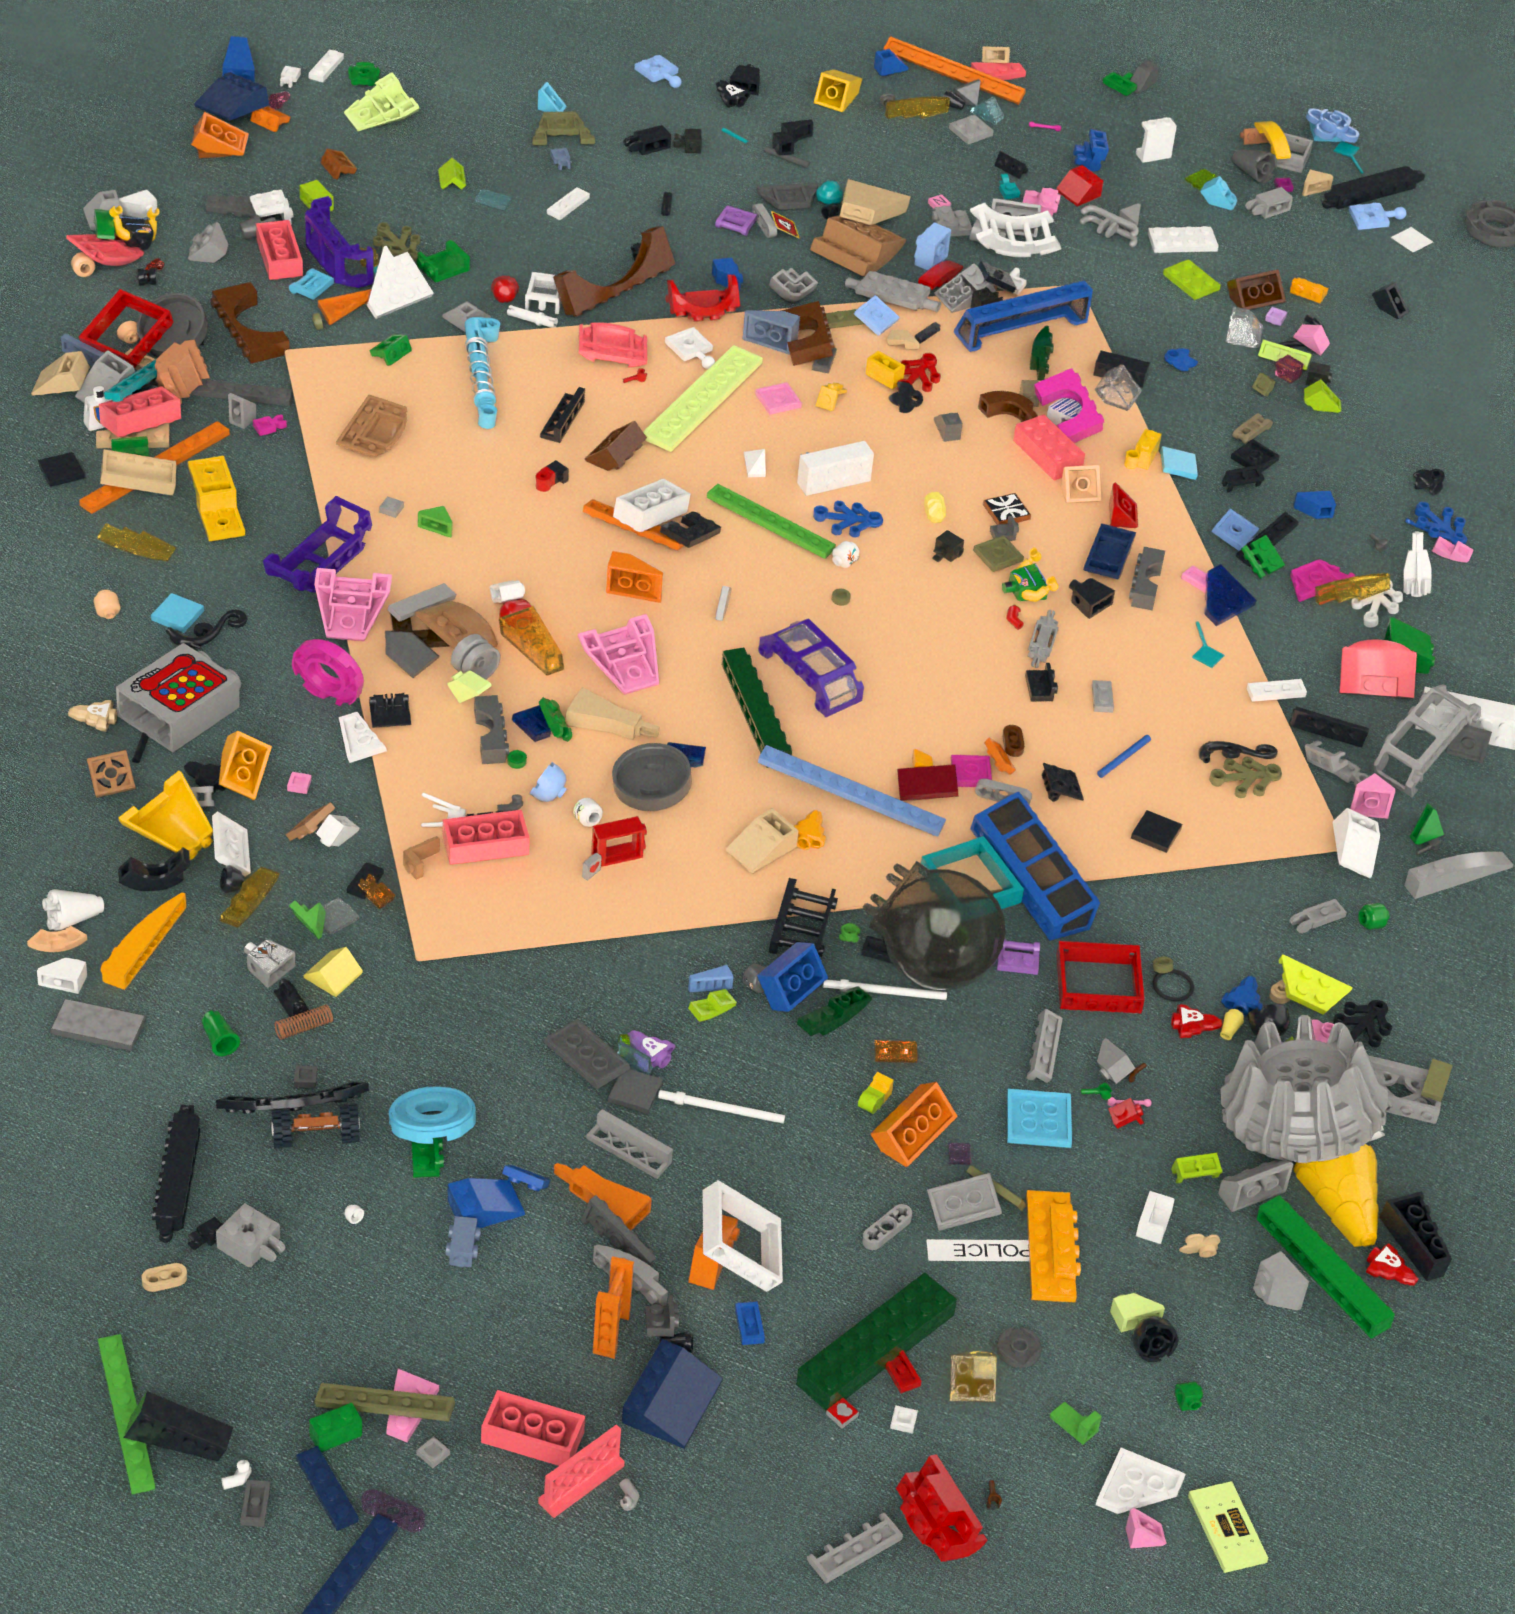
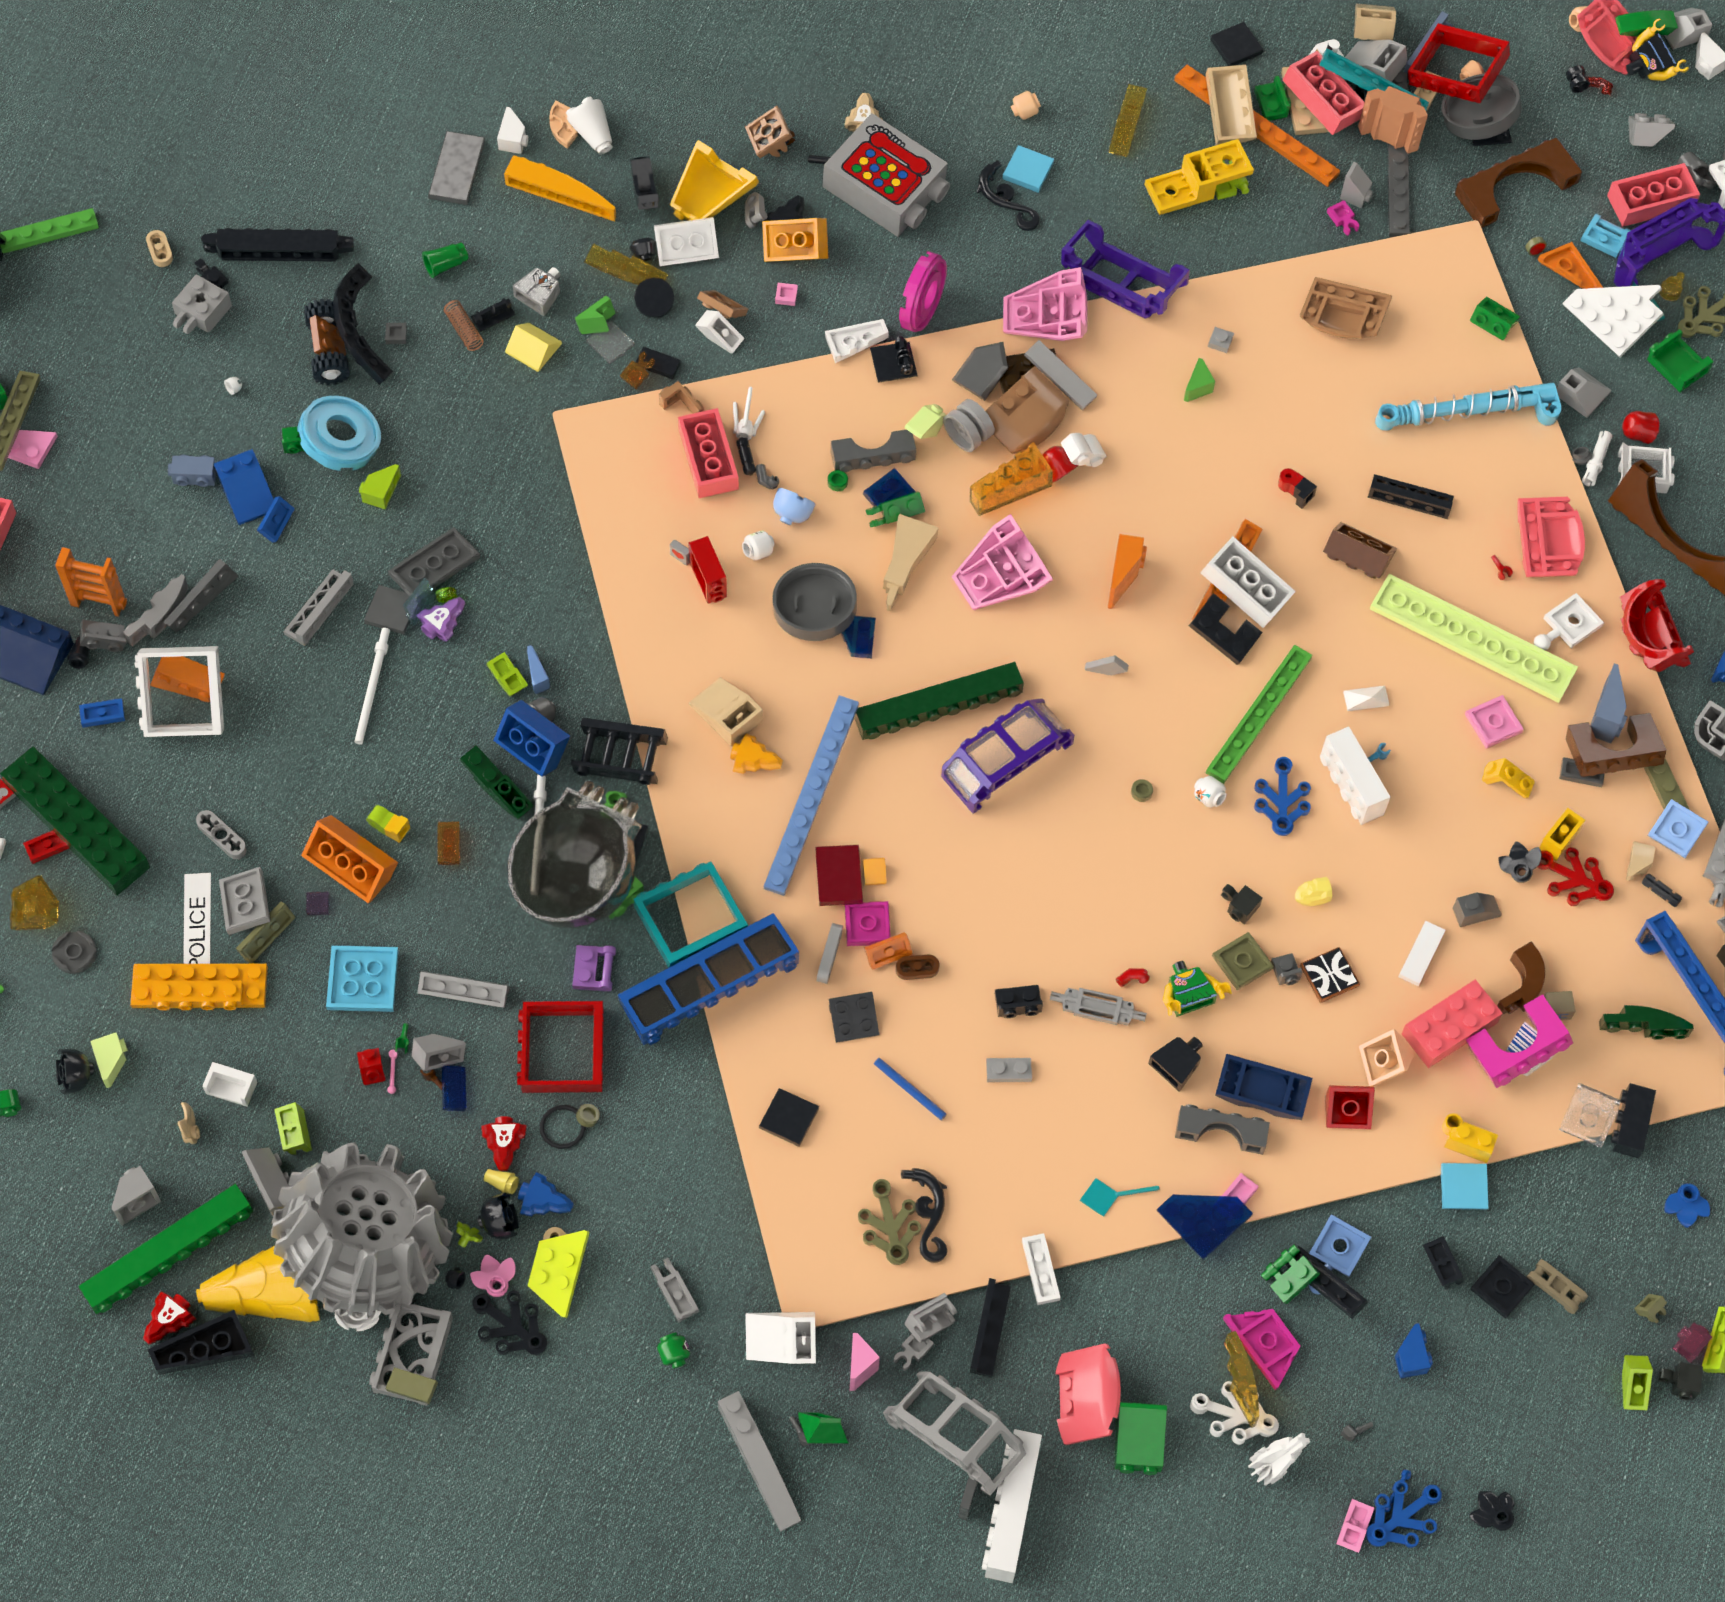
camera: 90 degrees right, 20 degrees up
(291, 875) = (654, 297): none -> black tile
(494, 1091) = (380, 486): none -> lime slope
(529, 323) = (1581, 455): none -> dark grey plate
(622, 1201) = (243, 594): orange piece -> none
(986, 459) = (1421, 953): none -> white tile
(1146, 1055) = (454, 1088): none -> clear blue tile

